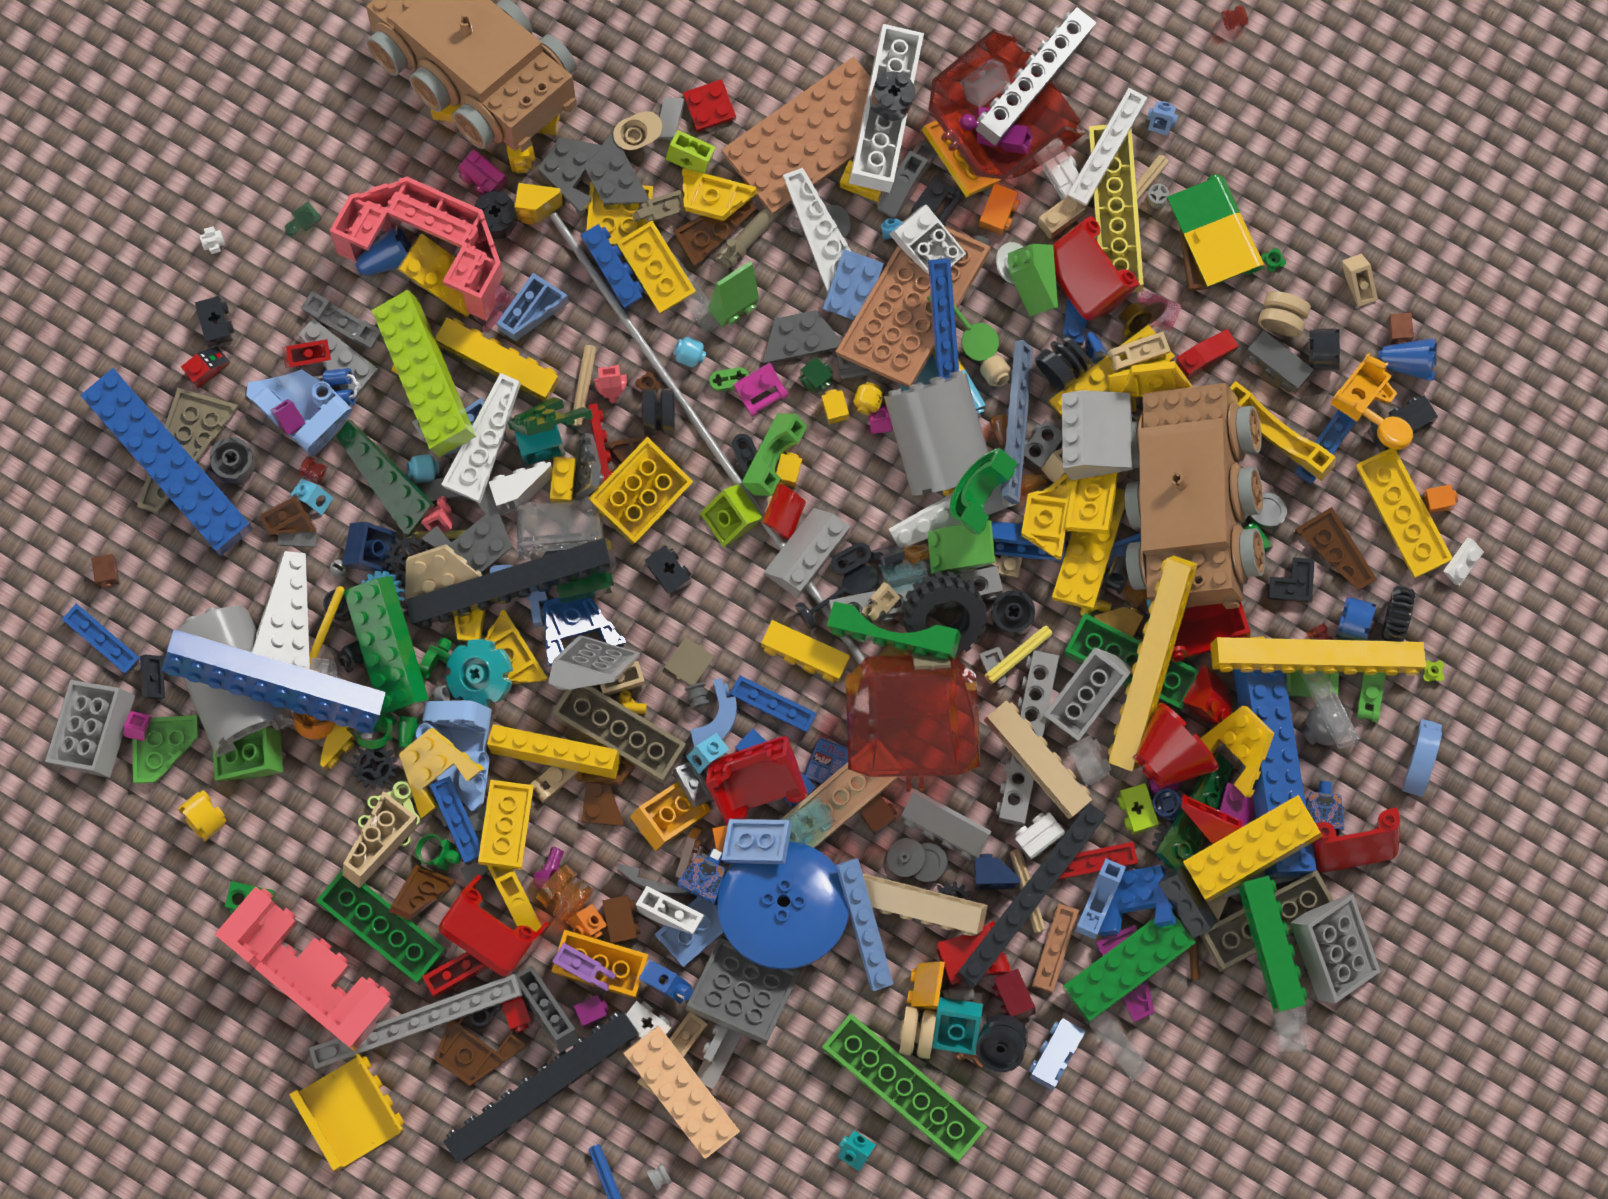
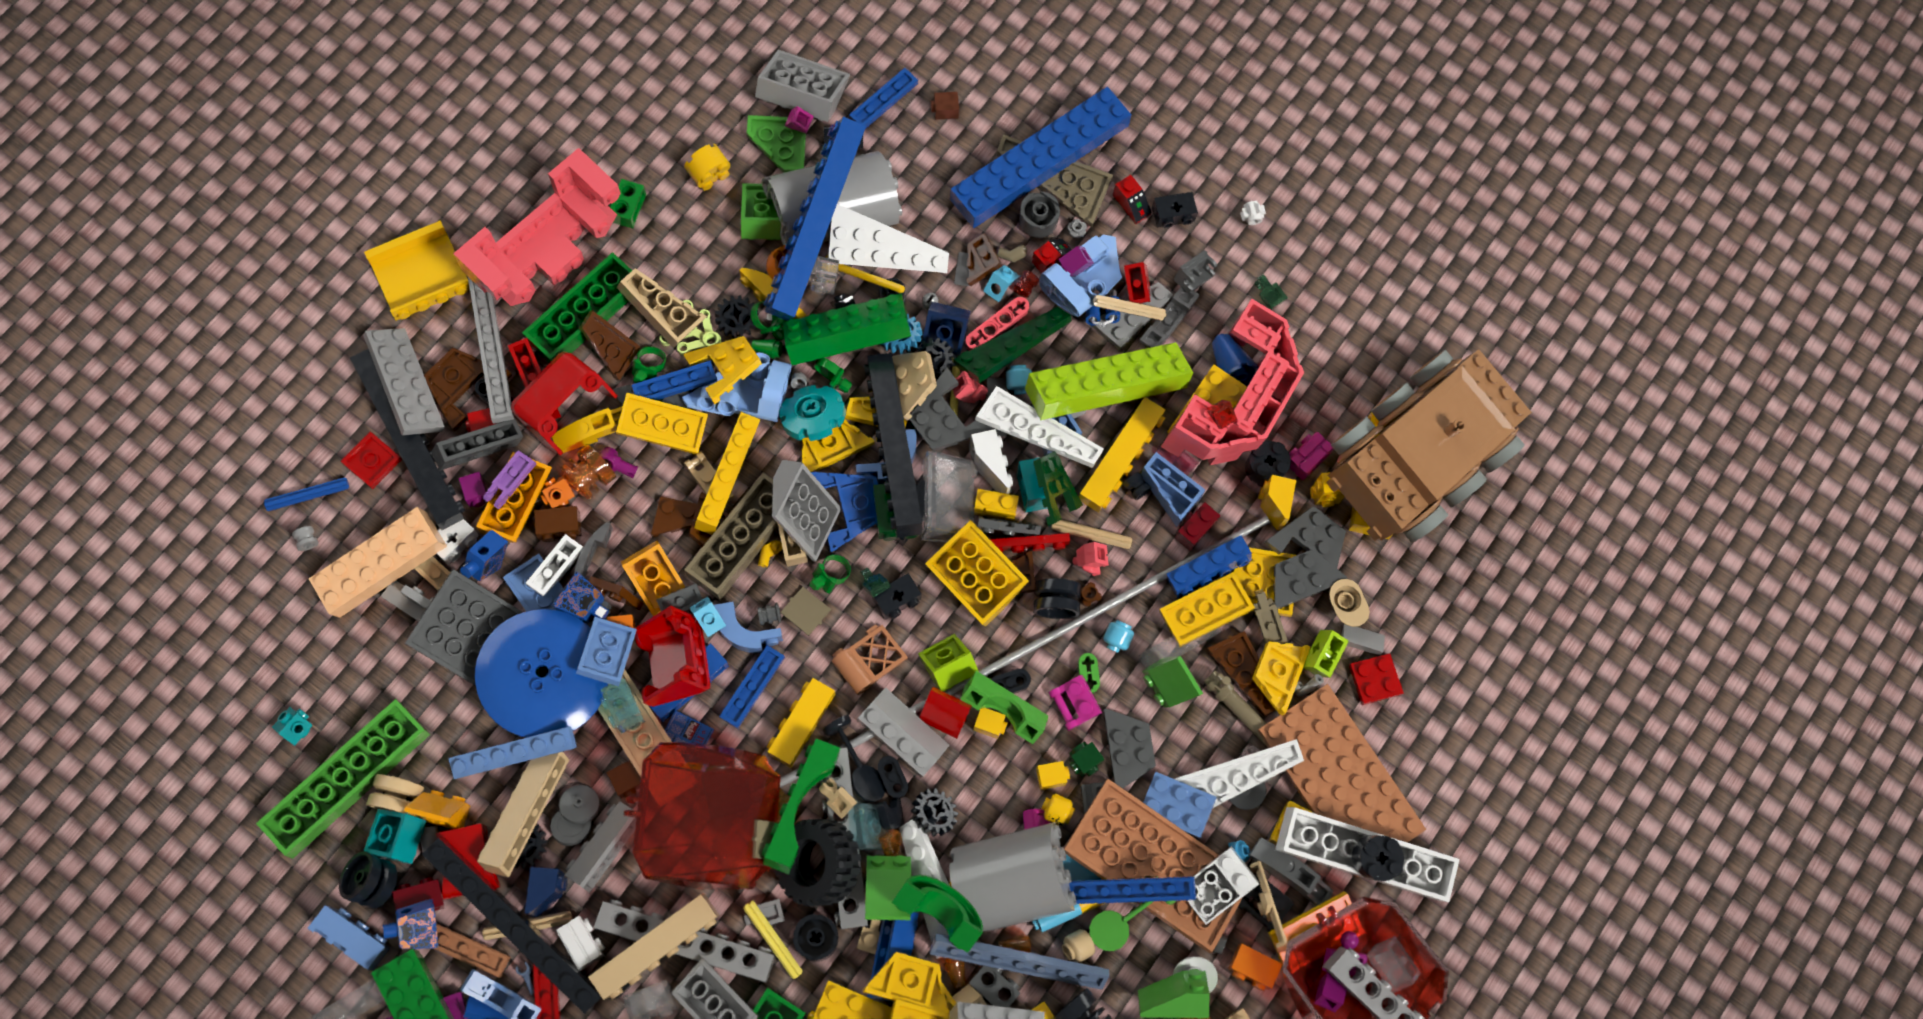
camera: 85 degrees right, 5 degrees down
(247, 422) = (1074, 232): none -> light grey plate
(277, 445) = (1049, 254): none -> red slope
(279, 486) = (1014, 254): none -> dark tan arm
(287, 295) = (1195, 272): none -> dark grey hinge
(337, 359) = (1129, 307): none -> tan axle
(362, 495) = (995, 322): none -> coral beam
(461, 253) = (1222, 413): none -> clear red slope
(480, 1100) = (403, 381): none -> light grey plate
(529, 343) = (1137, 486): none -> black wheel
(567, 1125) = (371, 460): none -> red plate
(568, 281) = (1197, 526): none -> dark red brick
(657, 646) = (822, 580): none -> green piece
(659, 593) = (874, 583): none -> clear green plate
(723, 167) = (1310, 686): none -> light grey arm
(745, 606) = (854, 668): none -> nougat piece
(882, 514) = (934, 812): none -> black gear
(943, 196) = (1268, 907): none -> tan plate
(1041, 988) = (414, 926): none -> torso
(1076, 884) = (526, 975): none -> sand blue hand

